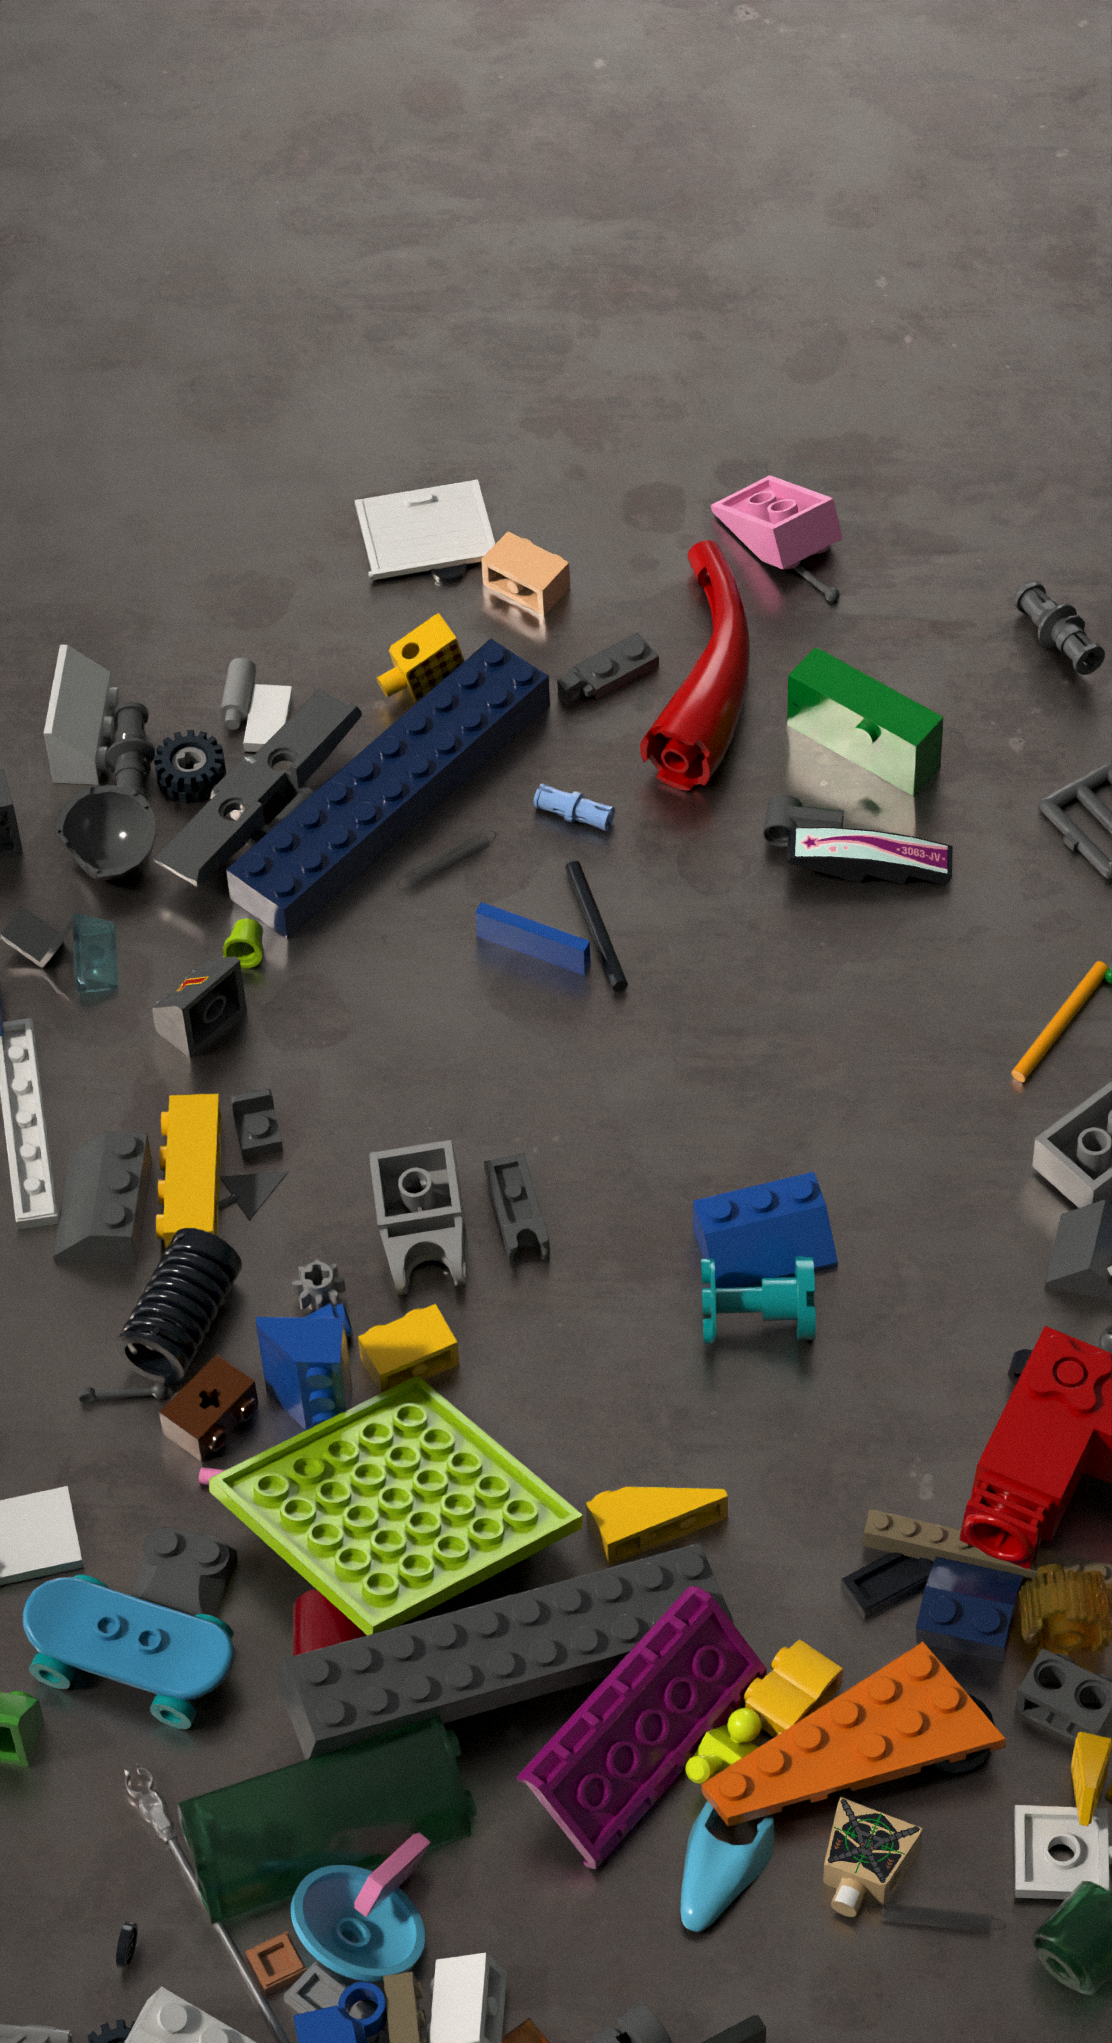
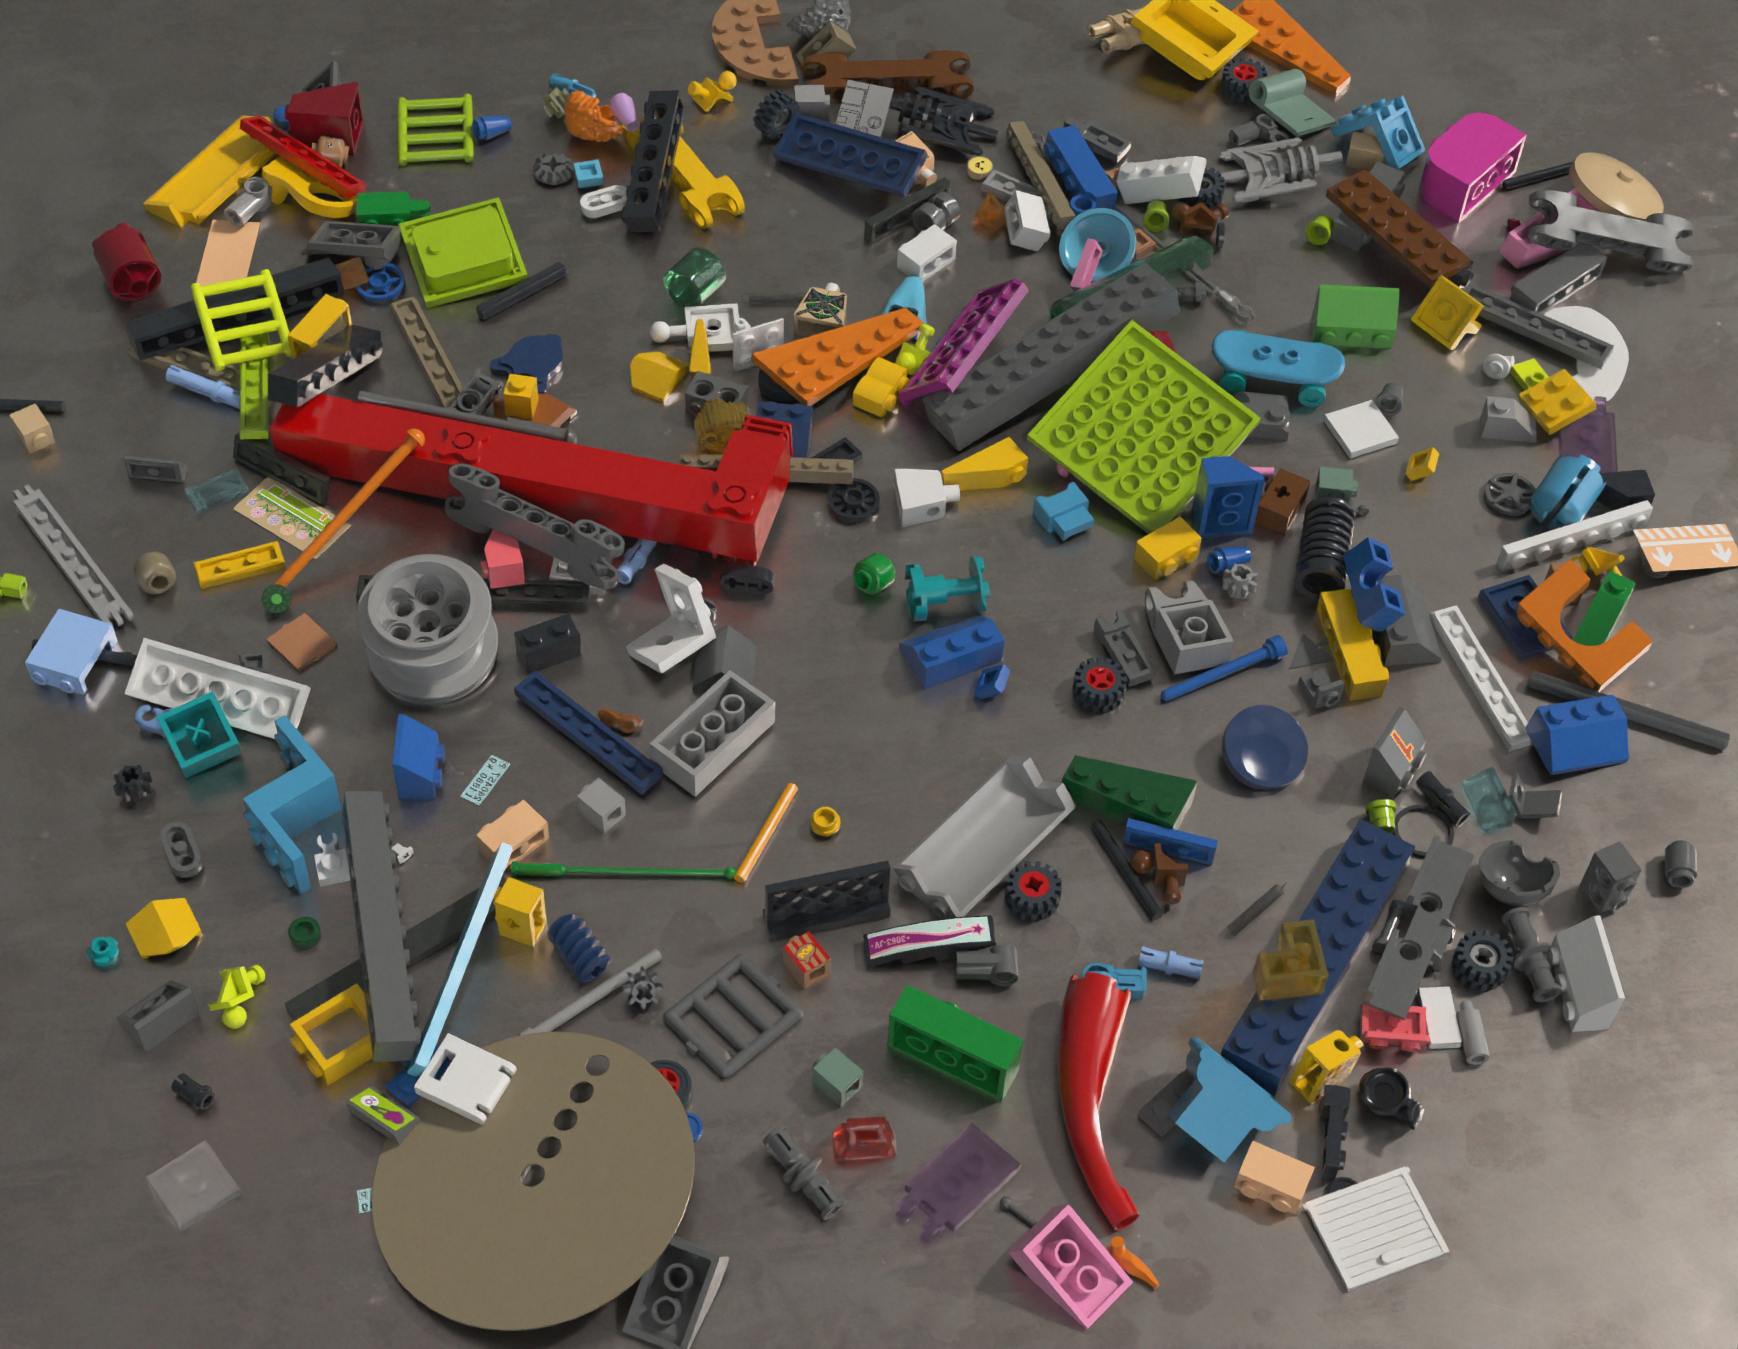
camera: 165 degrees right, 0 degrees up
(119, 1422) = (1335, 483): none -> sand green brick
(141, 1226) = (1375, 603): none -> blue arch
(142, 1983) = (1199, 217): none -> reddish brown piece
(152, 960) = (1443, 798): none -> black pin
(182, 908) = (1441, 815): none -> black piece
(228, 2004) = (1156, 222): none -> lime piece
(307, 1184) = (1273, 648): none -> blue piece
(341, 685) = (1382, 1029): none -> coral bracket
(364, 624) = (1389, 1094): none -> black hair
(368, 1038) = (1264, 747): none -> dark blue piece
(445, 704) = (1294, 969): none -> clear yellow brick
(450, 592) = (1333, 1109): none -> black plate
(547, 1429) = (1064, 512): none -> dark azure piece
(548, 902) = (1164, 871): none -> reddish brown piece
(561, 626) = (1223, 1103): none -> dark azure piece
(571, 995) = (1129, 792): none -> dark green wedge
(573, 1146) = (1097, 674): none -> black wheel
(642, 793) = (1132, 979): none -> dark azure piece
(664, 1965) = (926, 253): none -> white brick
(710, 905) = (1027, 900): none -> black wheel
(711, 529) = (1130, 1262): none -> orange bar
(718, 1173) = (992, 681): none -> blue plate
(762, 1481) = (922, 495): none -> white torso
(773, 967) = (983, 838): none -> light grey cylinder
(858, 1357) = (874, 573): none -> green head
(865, 1497) = (853, 500): none -> black wheel
(884, 612) = (957, 1182): none -> clear purple tile
(980, 1021) = (825, 821): none -> yellow plate
(984, 657) = (864, 1139): none -> clear red piece
(999, 909) = (819, 912): none -> black fence
(999, 1769) = (754, 339): none -> white hinge
(1007, 721) = (837, 1076): none -> sand green brick
(1028, 849) = (806, 959): none -> medium nougat brick

